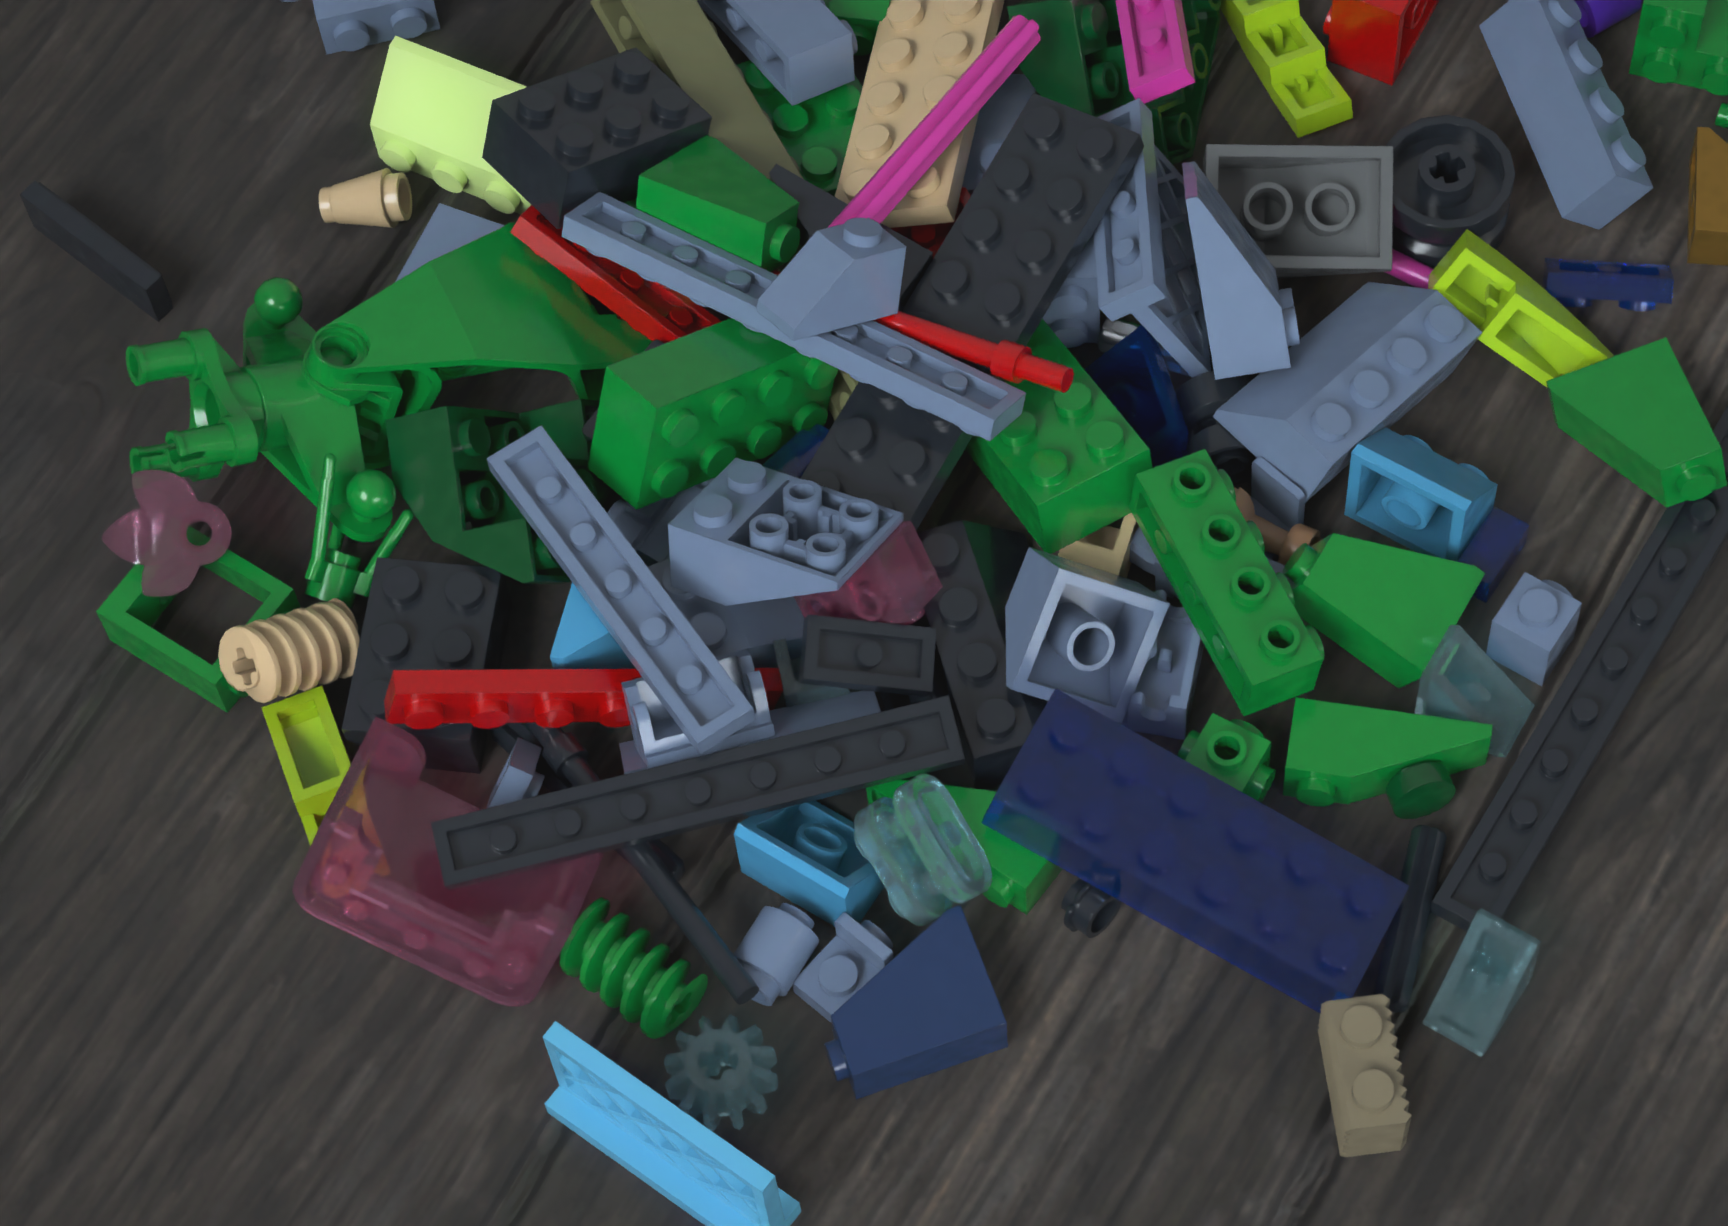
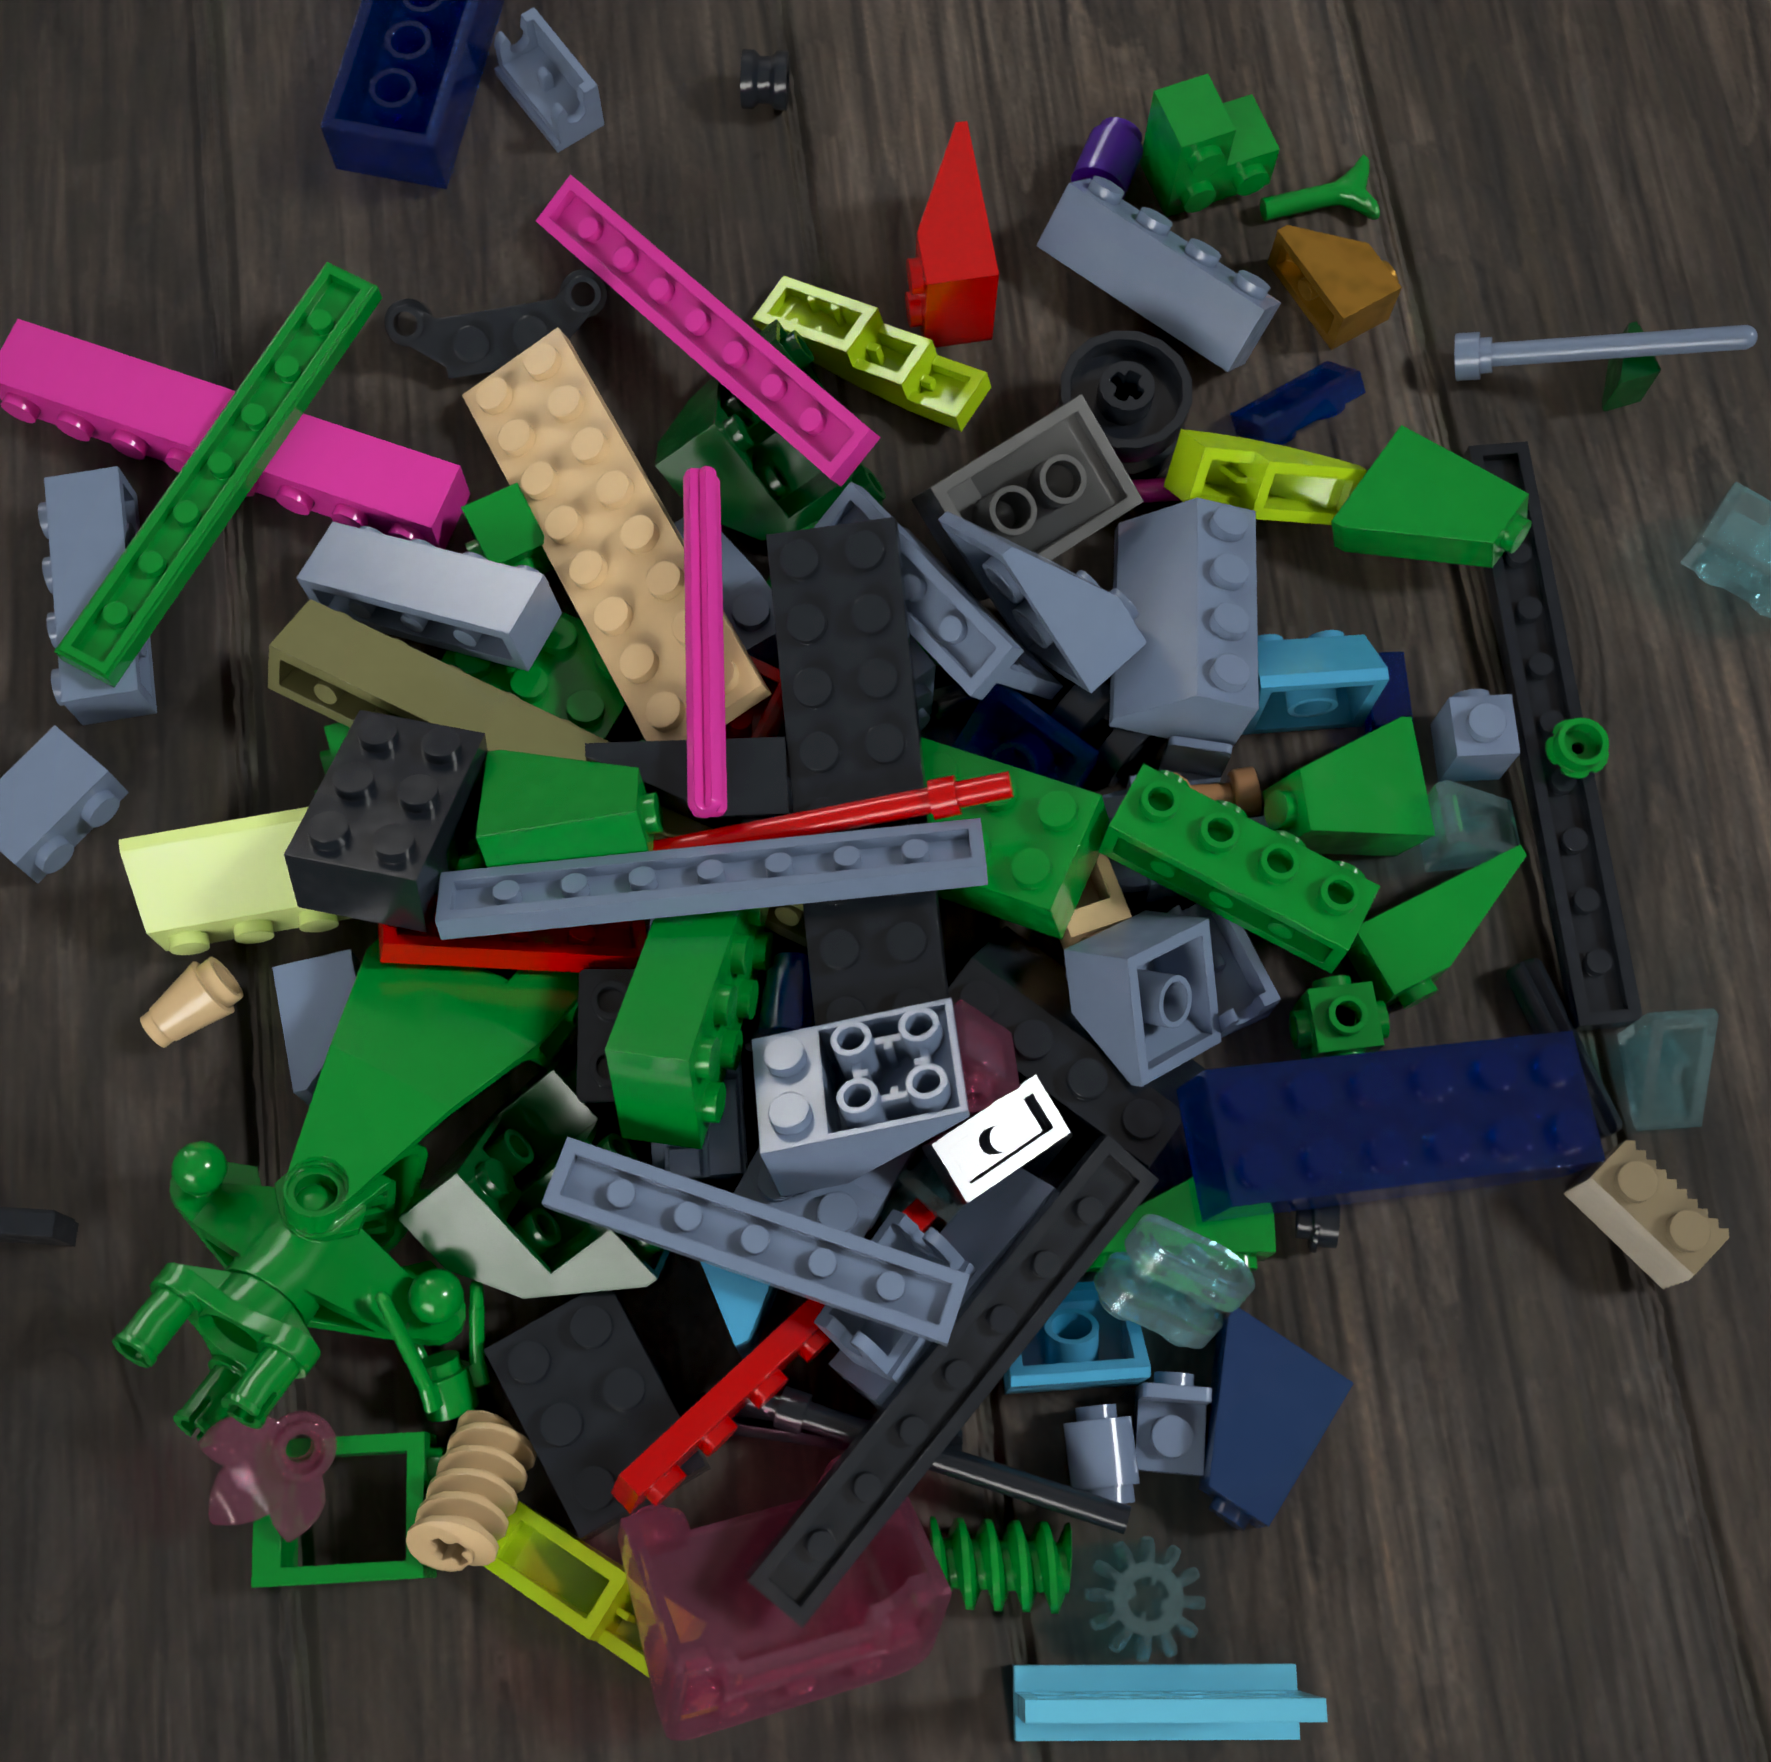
camera: 45 degrees left, 10 degrees up
(518, 777) = (765, 1468): sand blue plate -> none
(837, 281) = (744, 827): sand blue slope -> none
(1420, 790) = (1492, 934): dark green tile -> none
(1611, 669) = (1588, 736): none -> green plate

